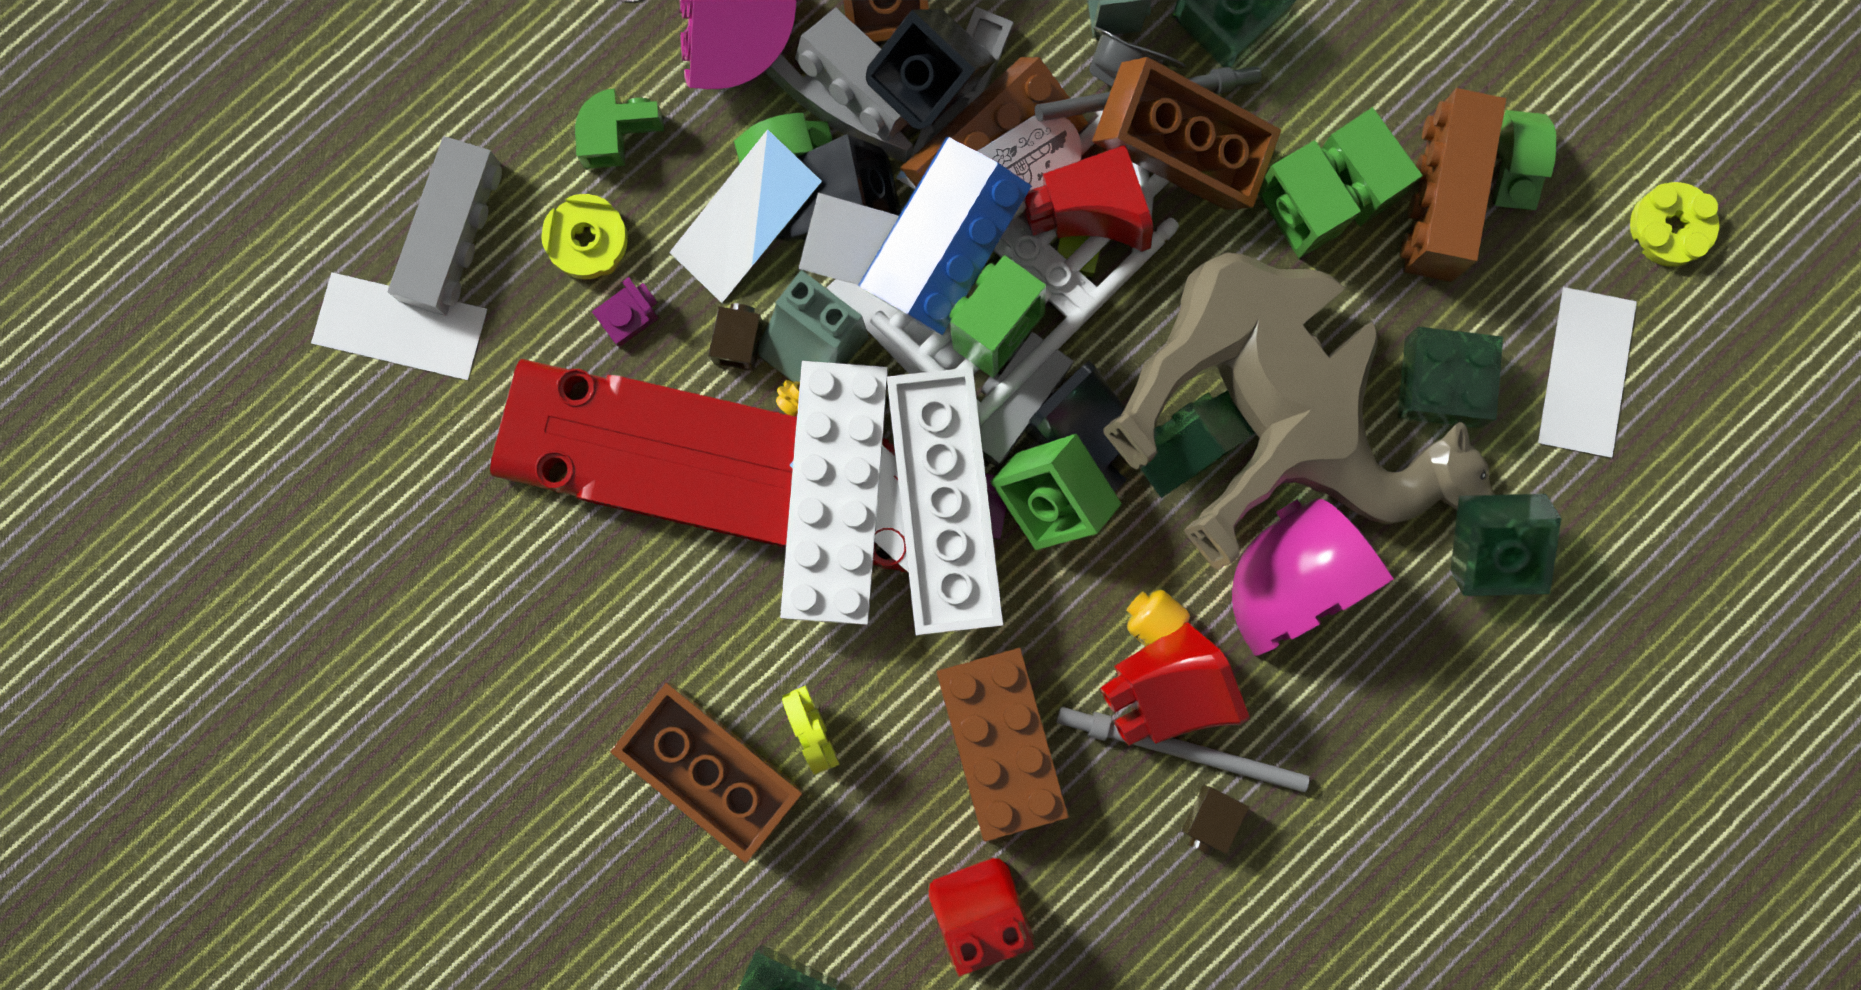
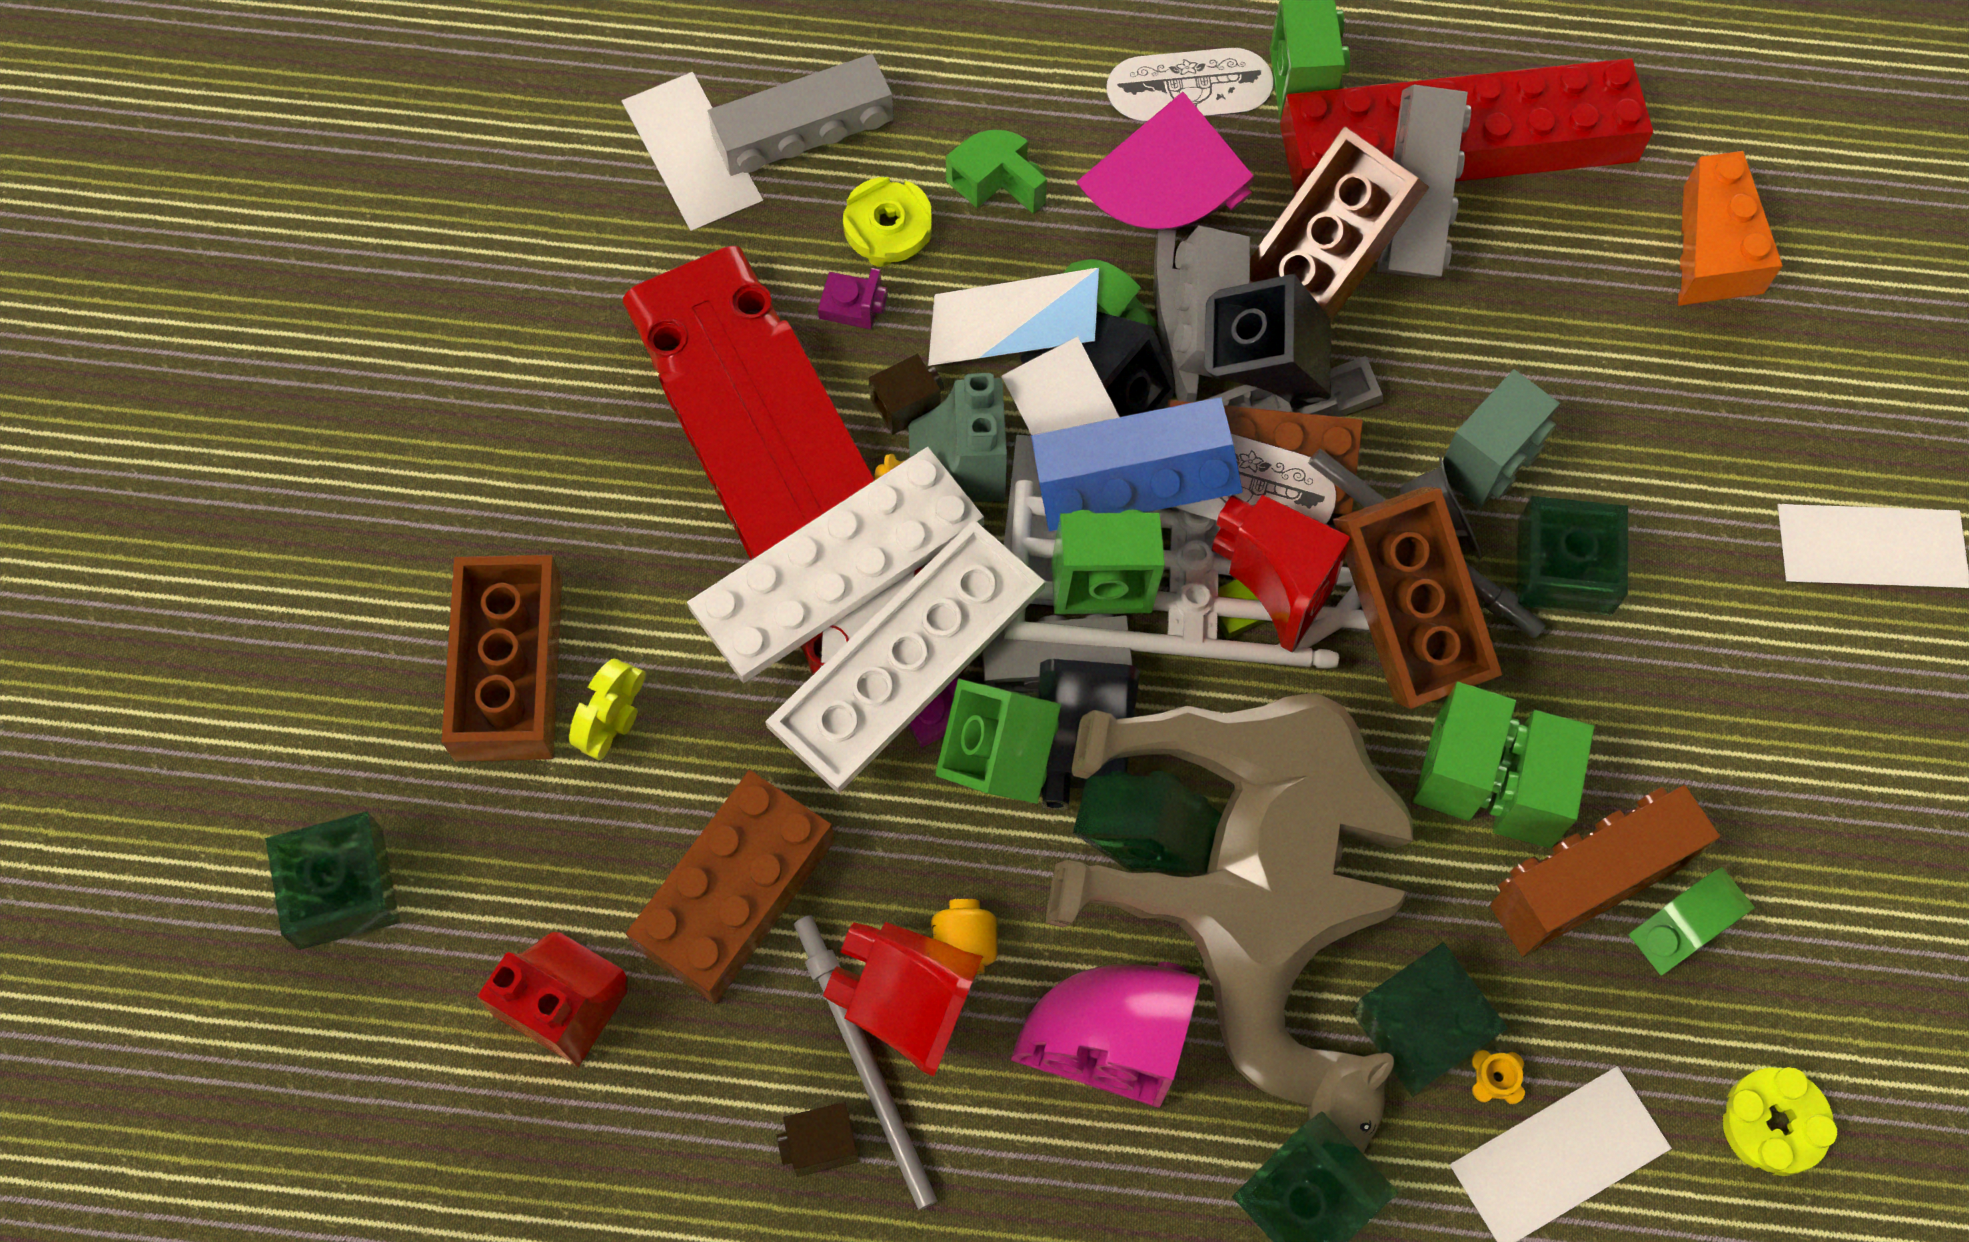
camera: 50 degrees right, 15 degrees down
(1525, 363) = (1509, 1066): none -> yellow plate

